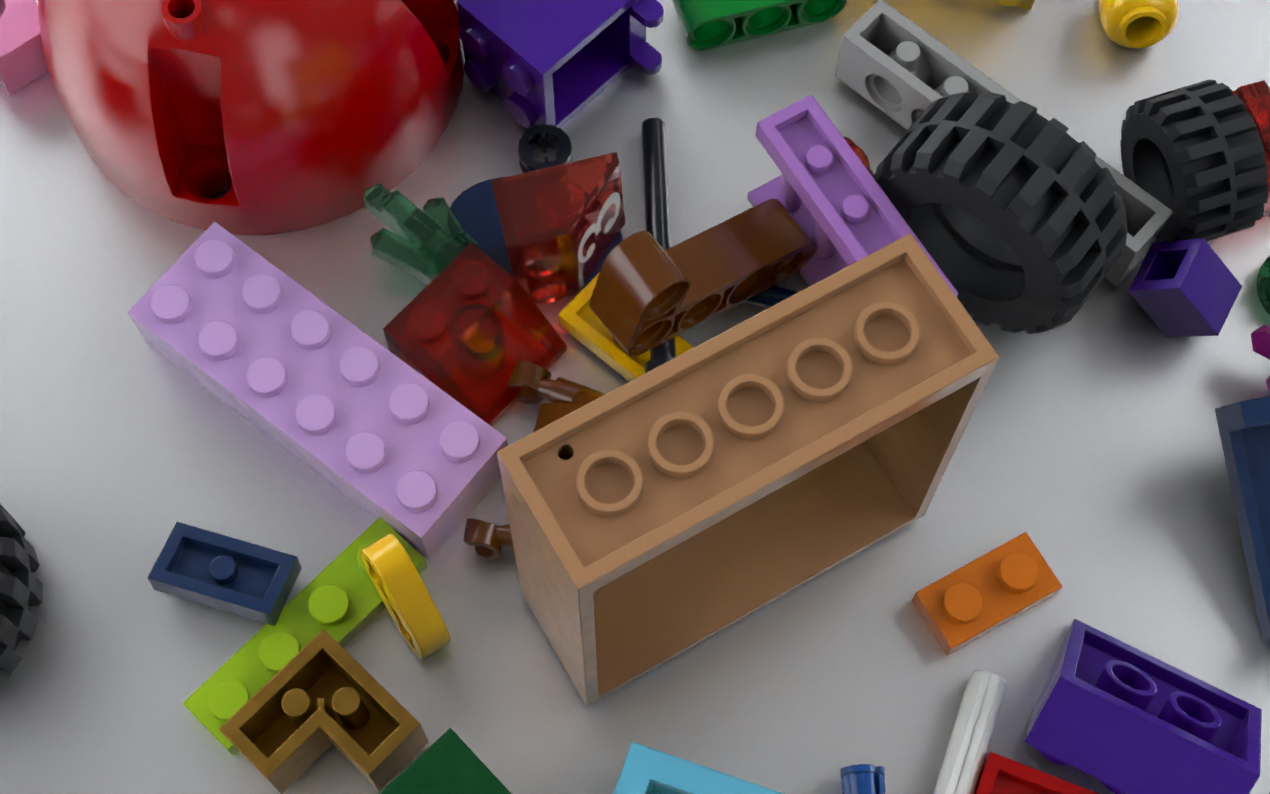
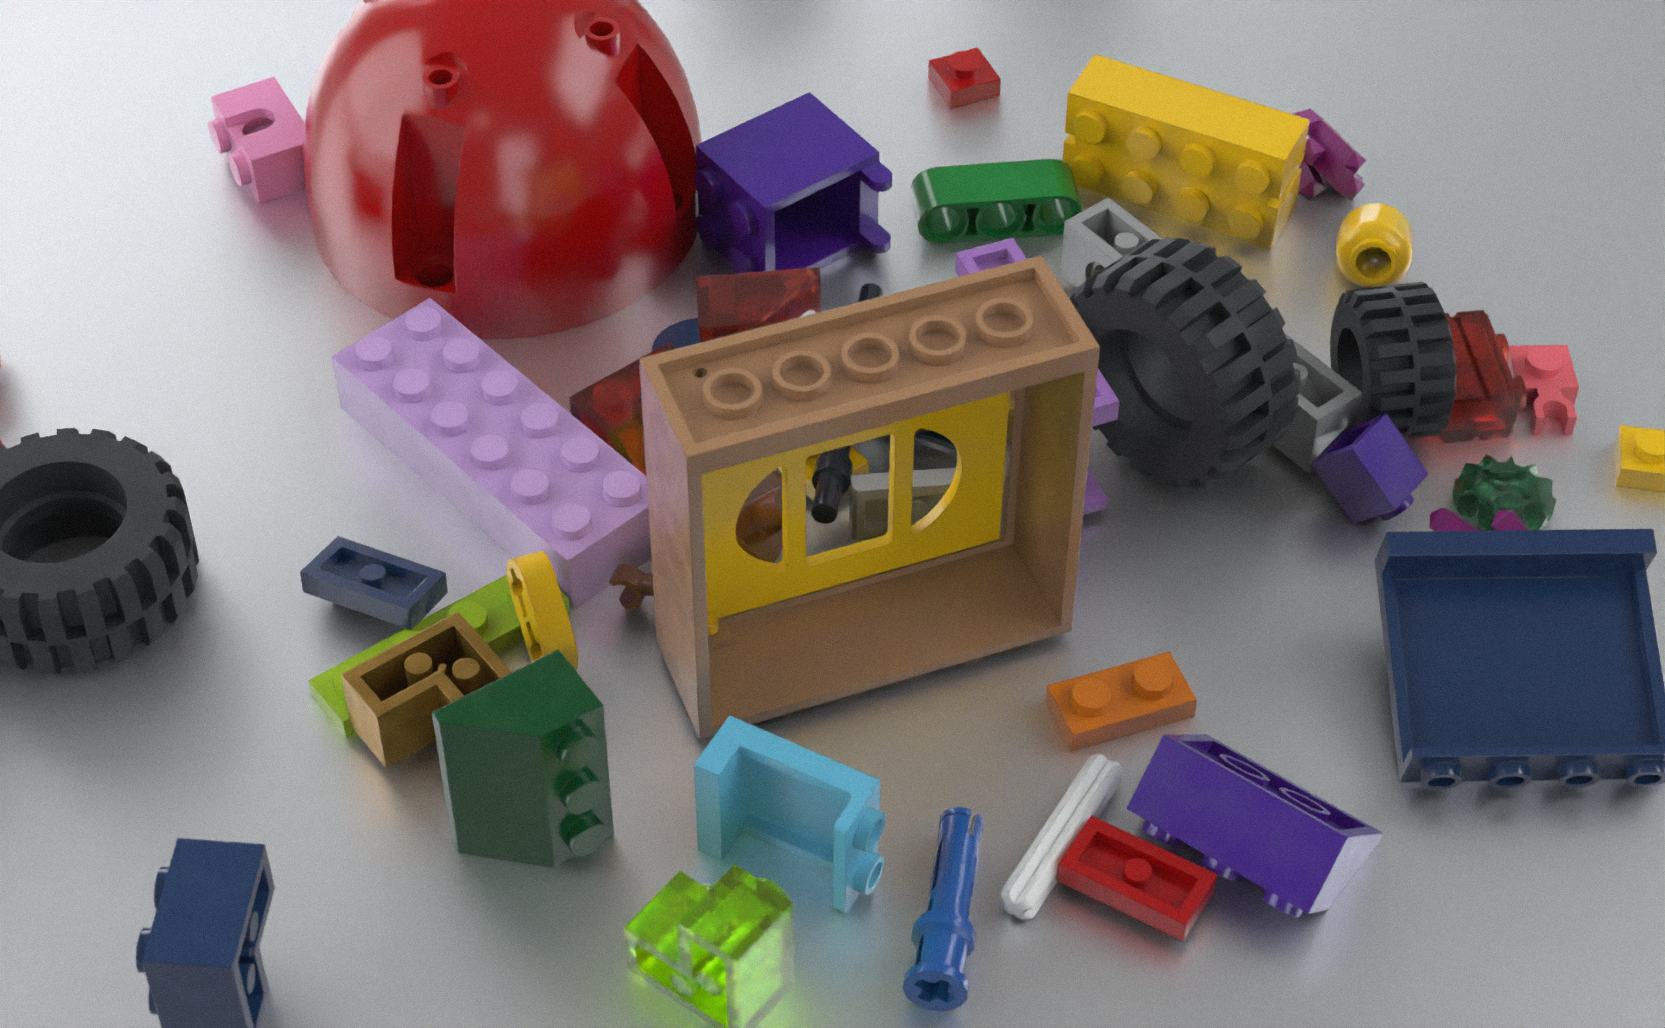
camera: 10 degrees right, 20 degrees down
(421, 240) = (612, 335): clear green rock -> none

